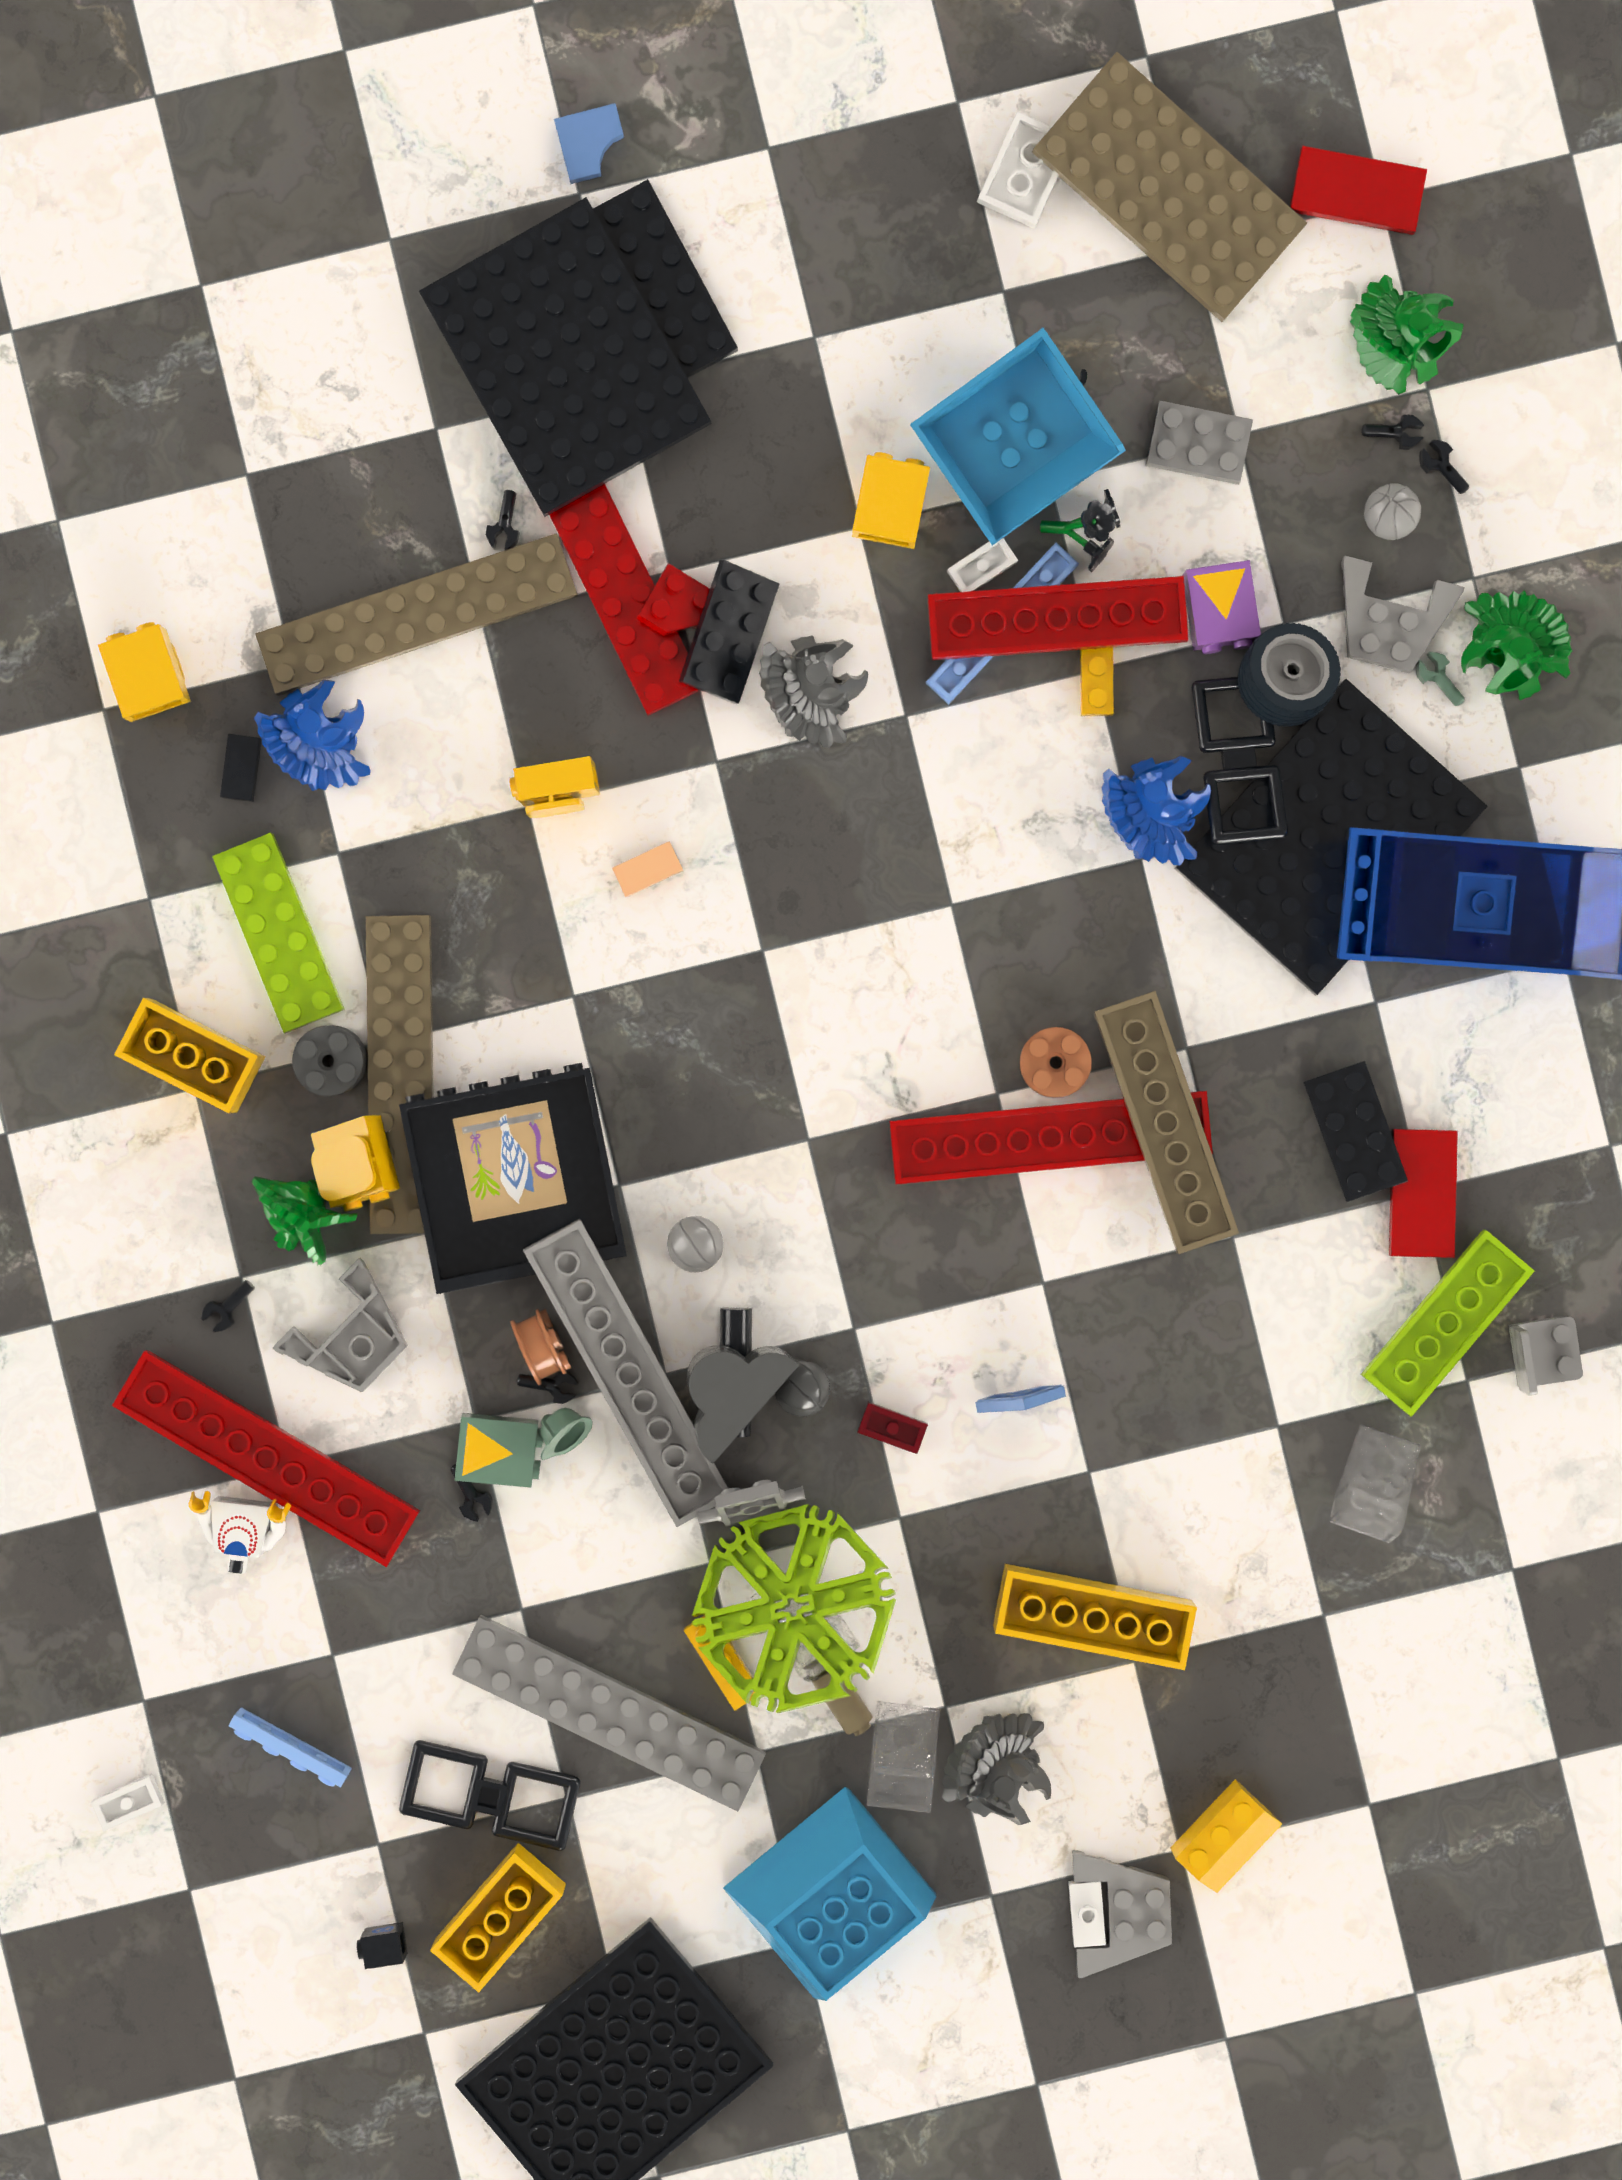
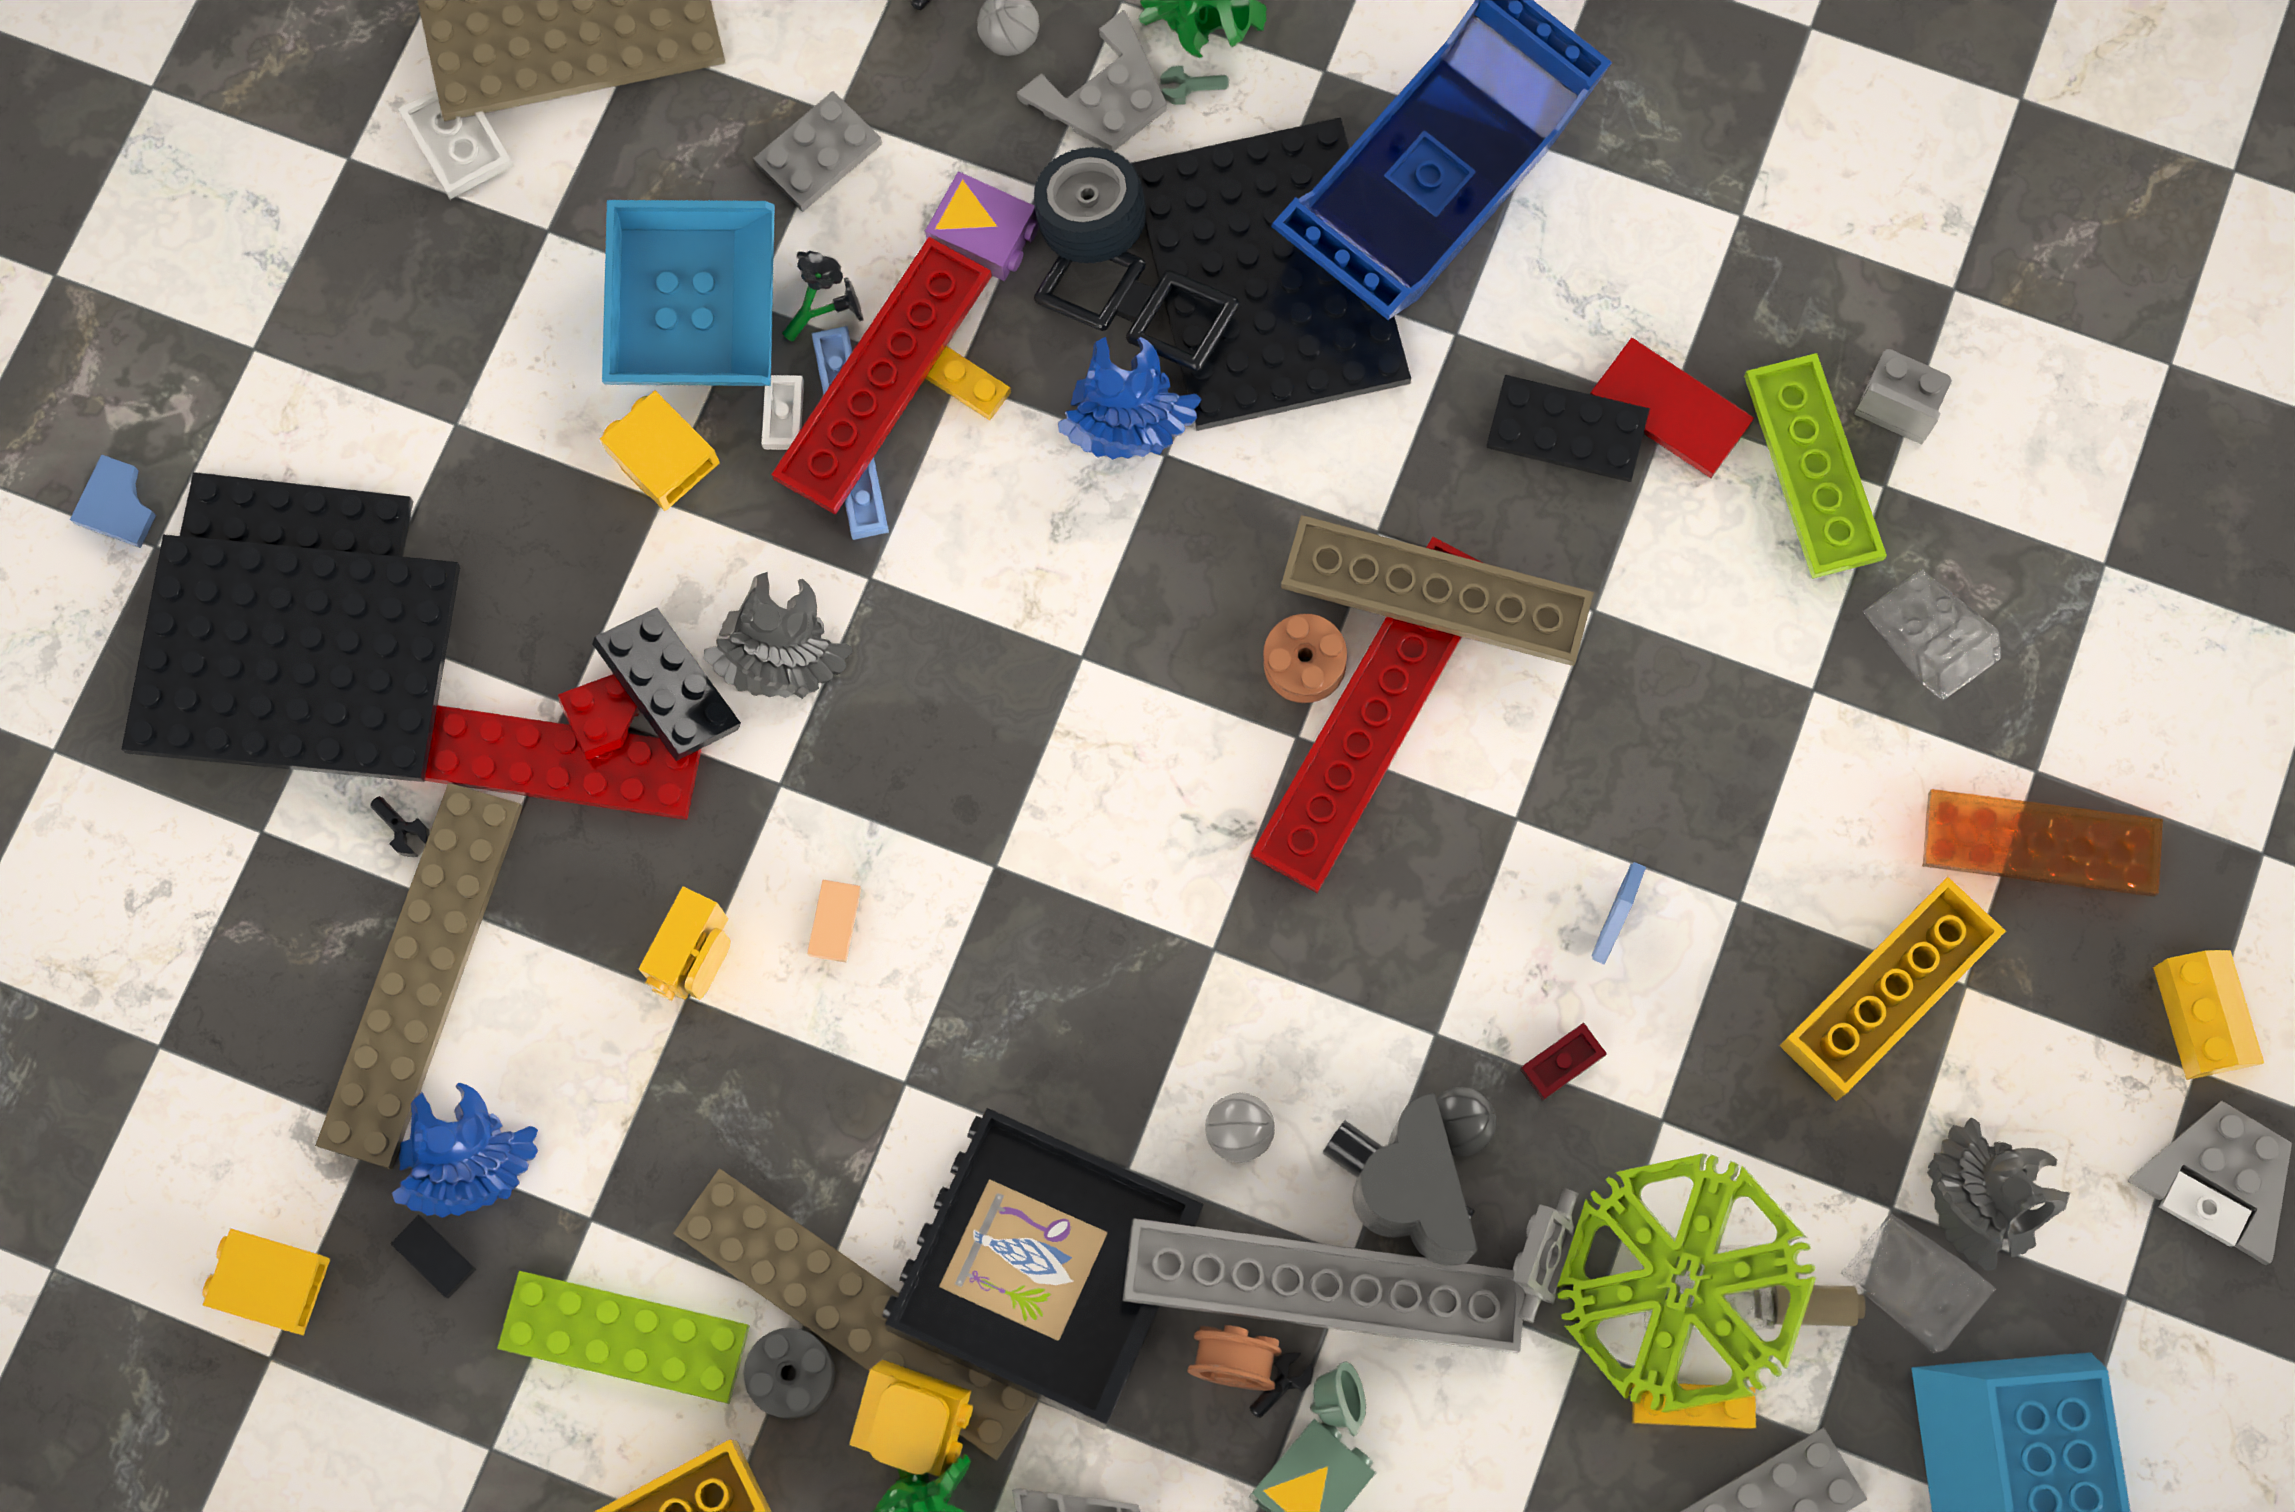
camera: 50 degrees left, 15 degrees down
(1272, 1652) = (2043, 842): none -> clear orange plate

